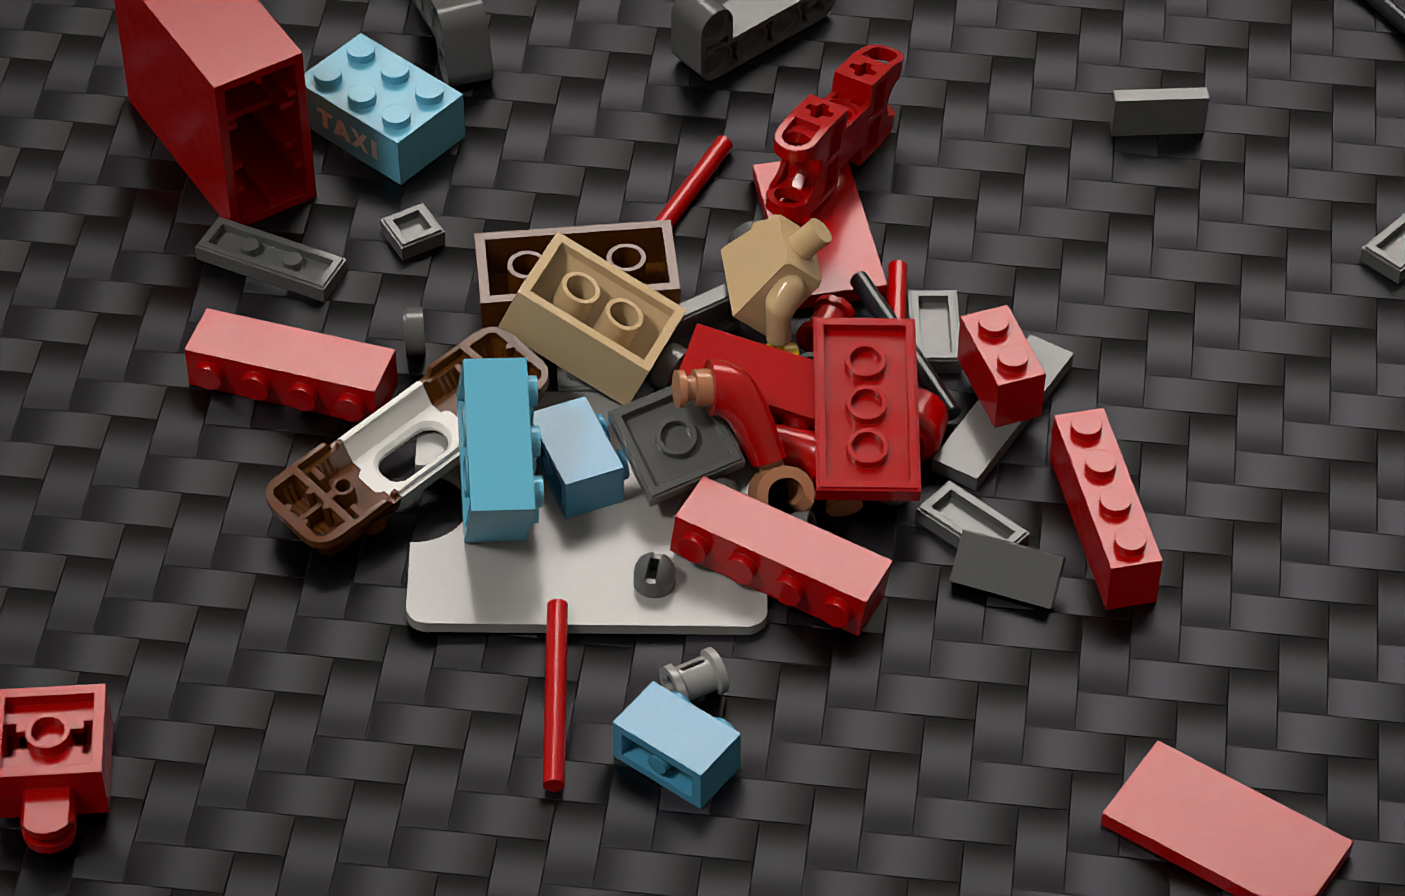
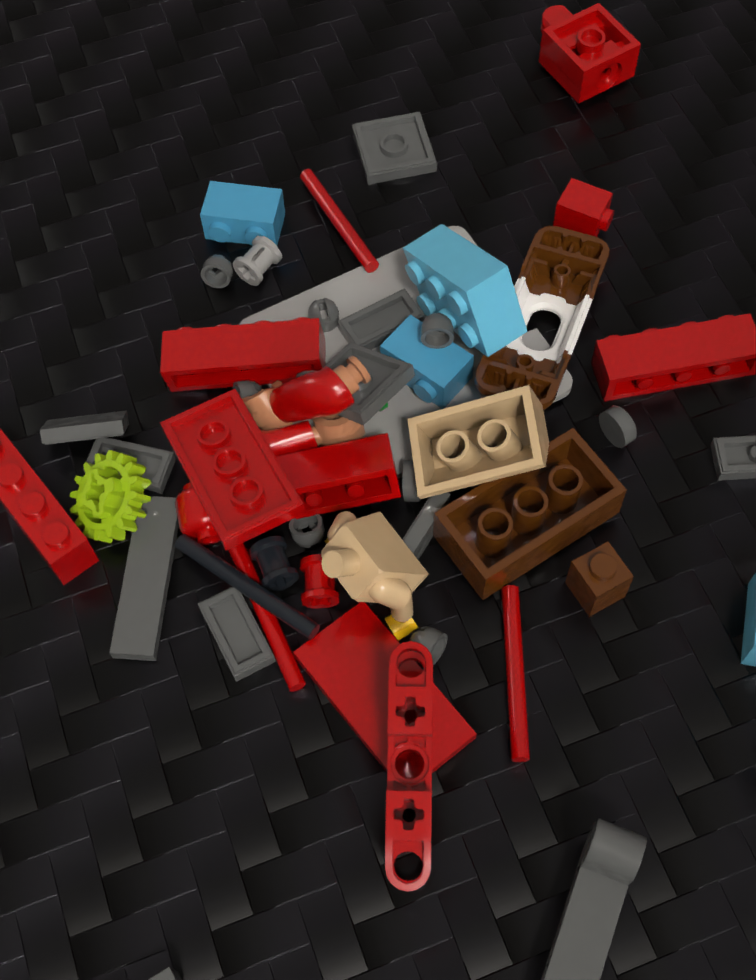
camera: 155 degrees right, 15 degrees up
(247, 563) = (584, 208): none -> red brick
(408, 774) = (394, 148): none -> dark grey tile
(412, 231) = (698, 532): dark grey tile -> none
(549, 203) = (598, 578): none -> reddish brown brick
(557, 431) = (437, 331): none -> dark grey hinge
(591, 538) = (378, 321): none -> dark grey tile
(751, 691) = (222, 276): none -> dark grey hinge
(1001, 366) = (152, 577): red brick -> none
(1011, 470) = (110, 496): none -> lime gear

